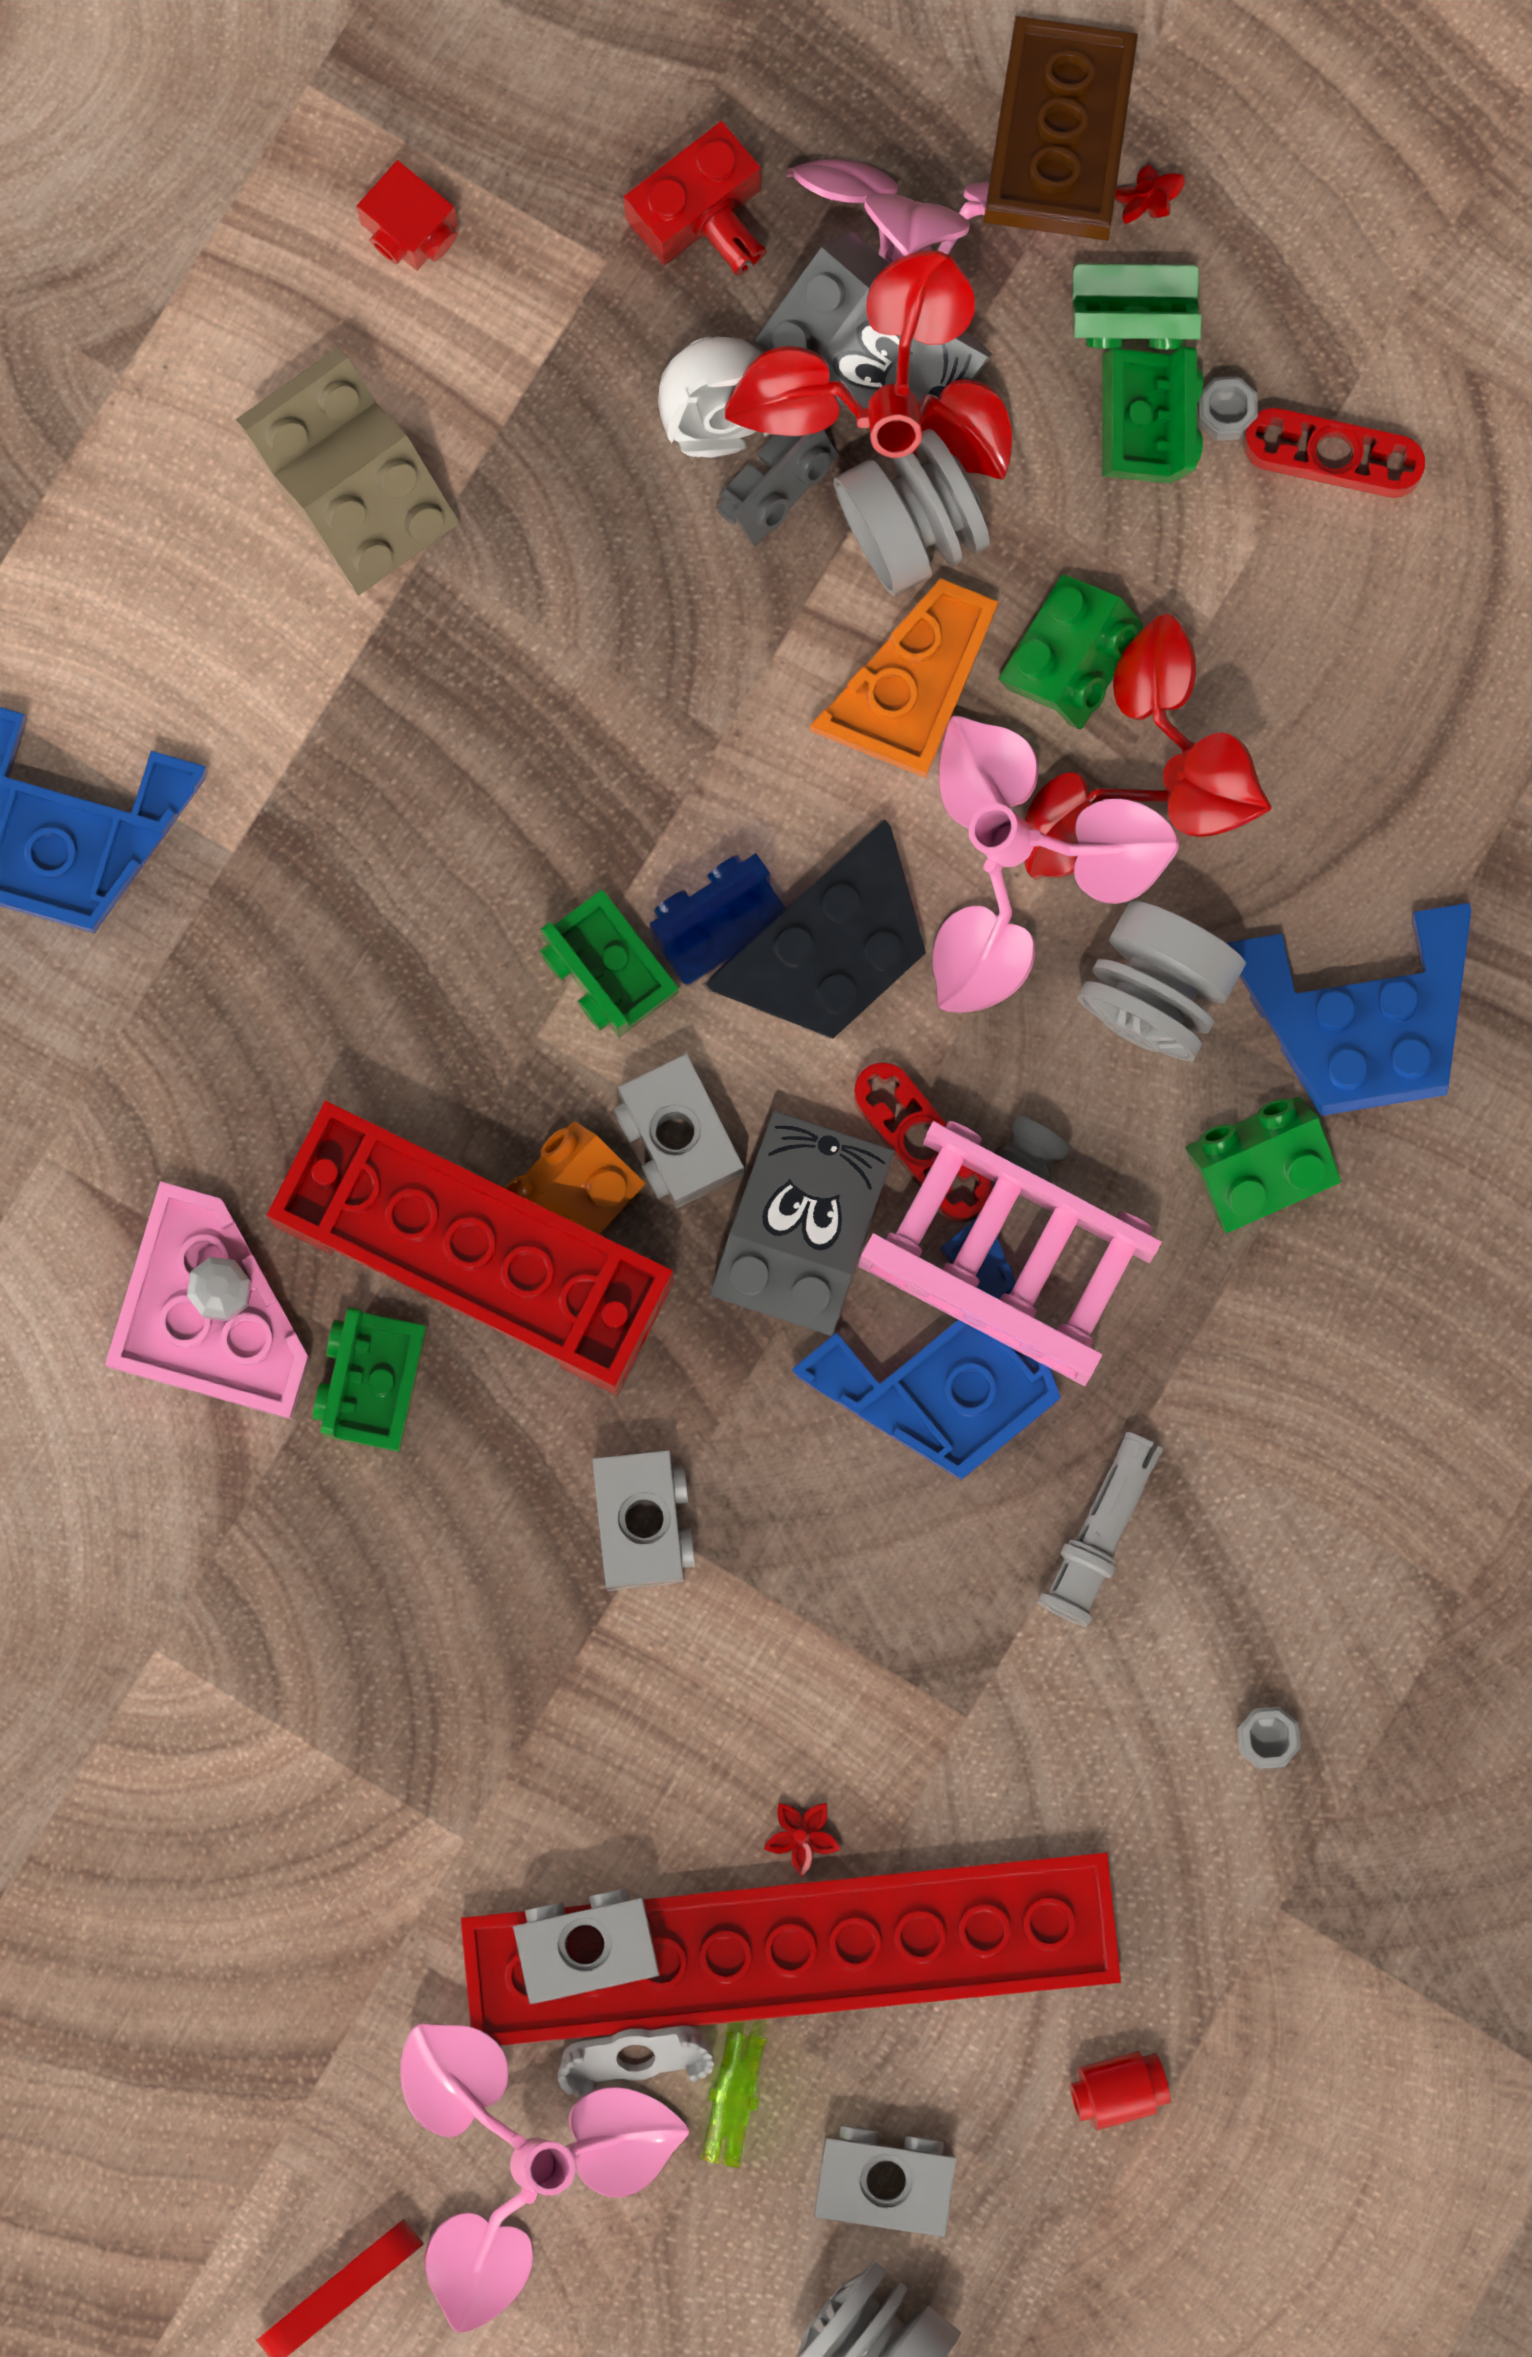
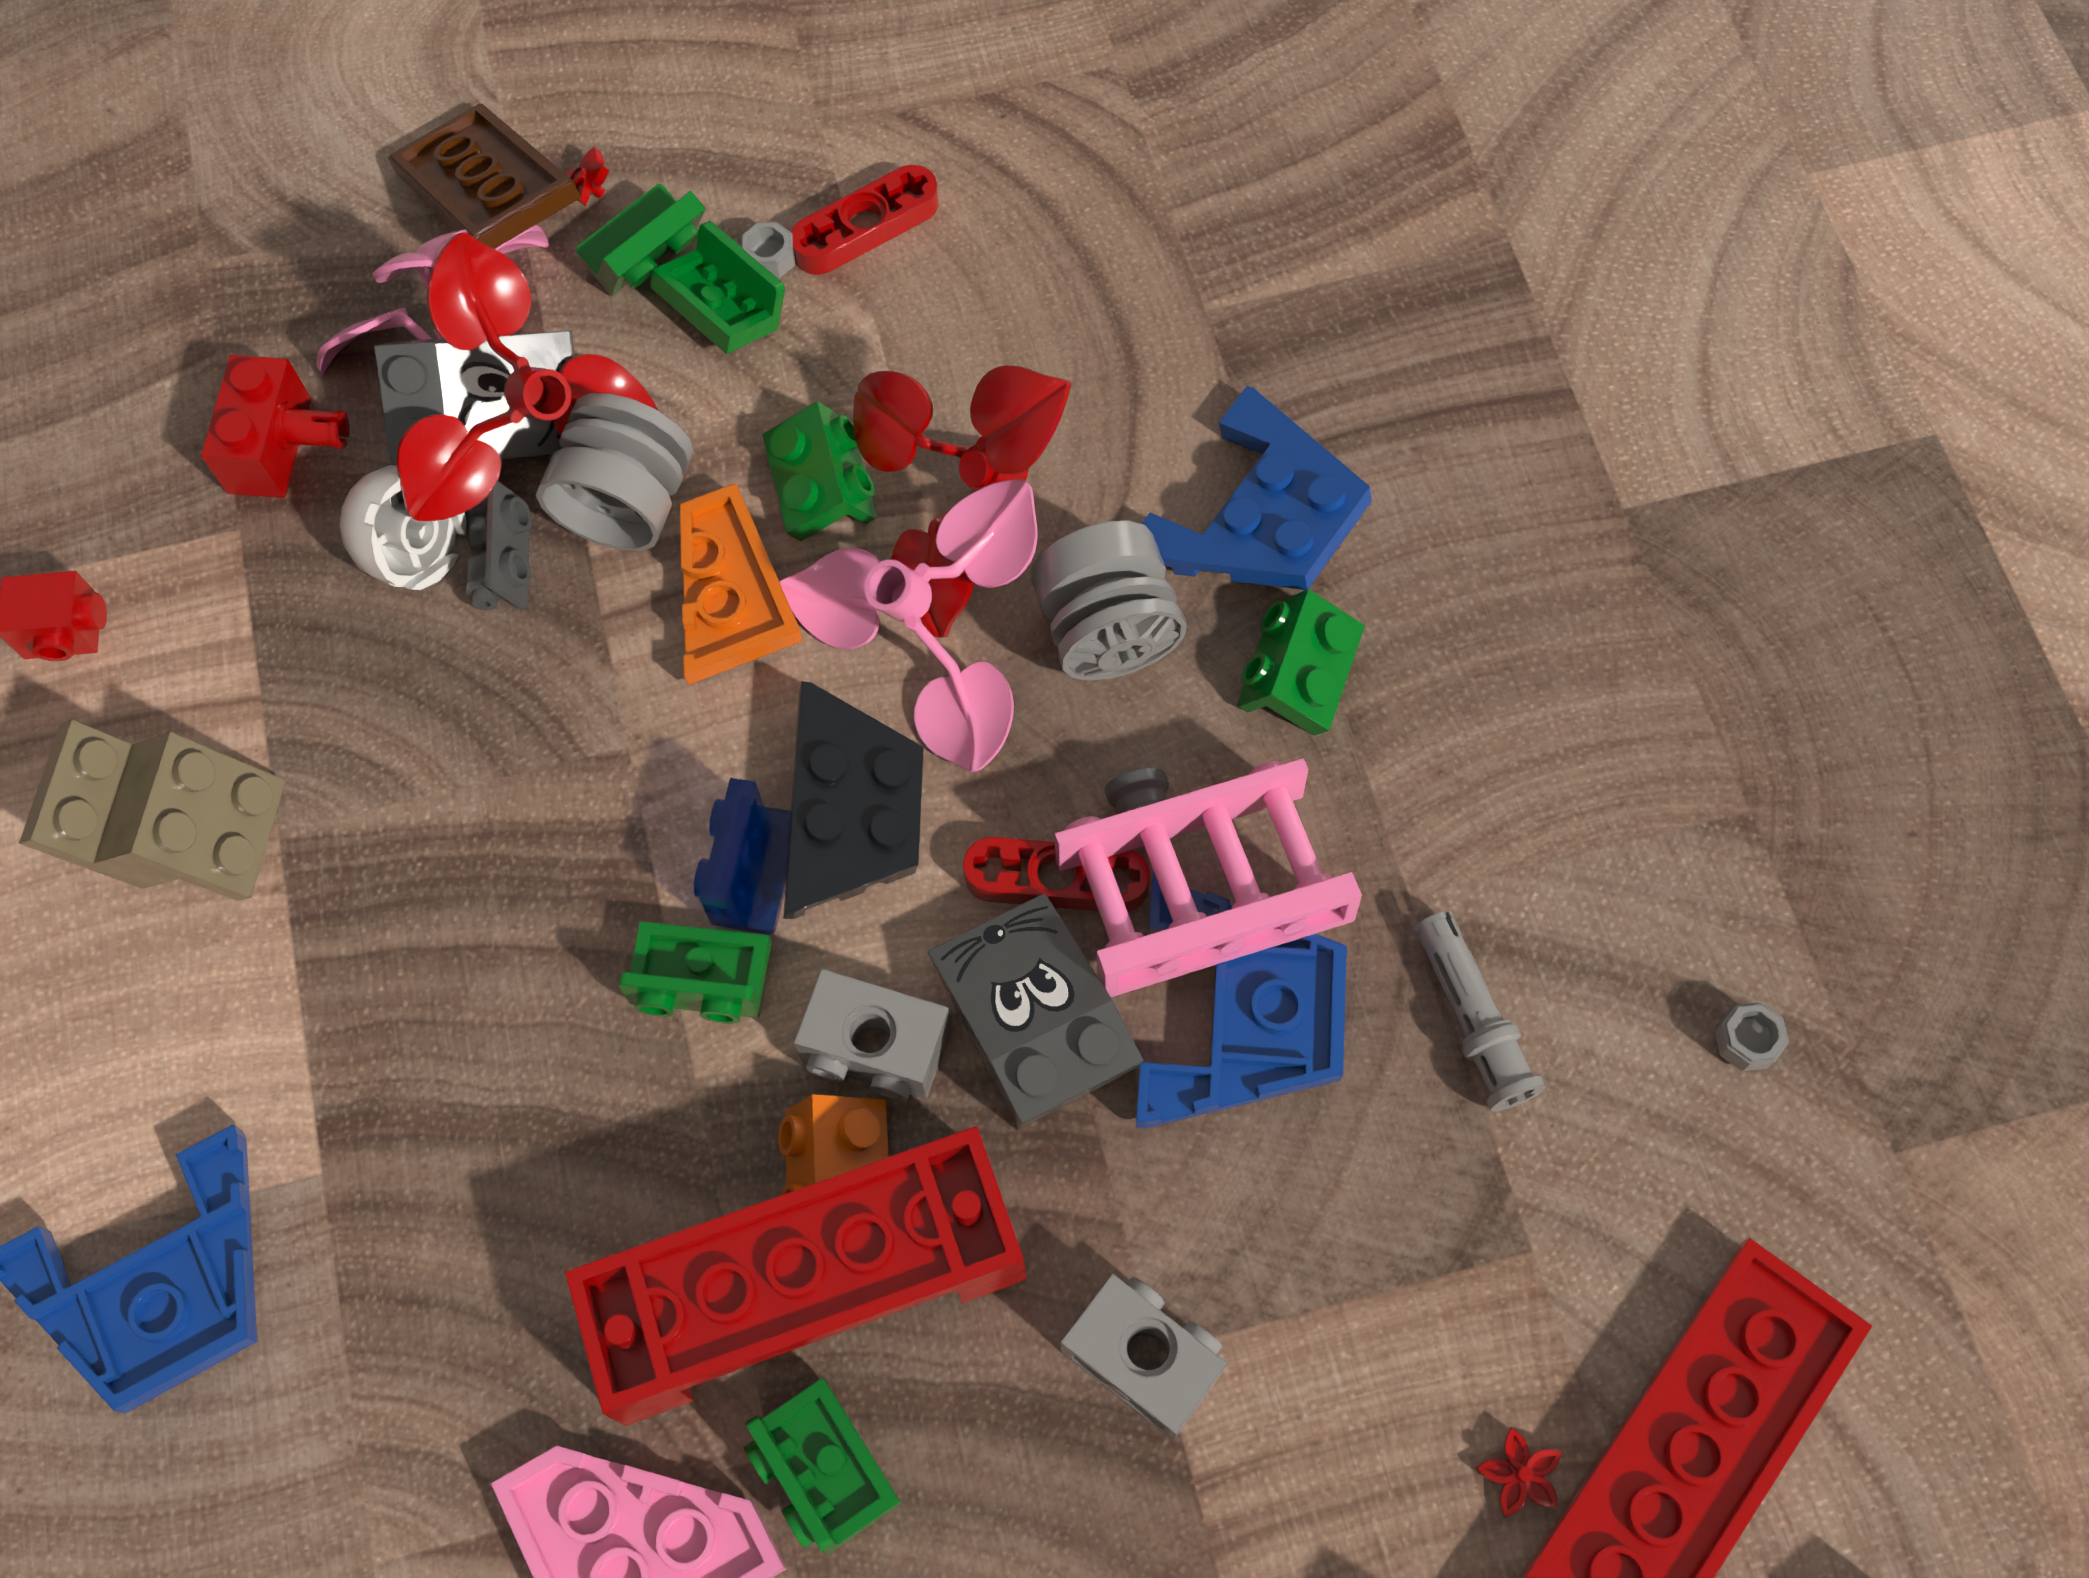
camera: 45 degrees left, 15 degrees down
(219, 1289) = (622, 1520): light grey tile -> none
(1120, 2090) = (1964, 1411): red brick -> none

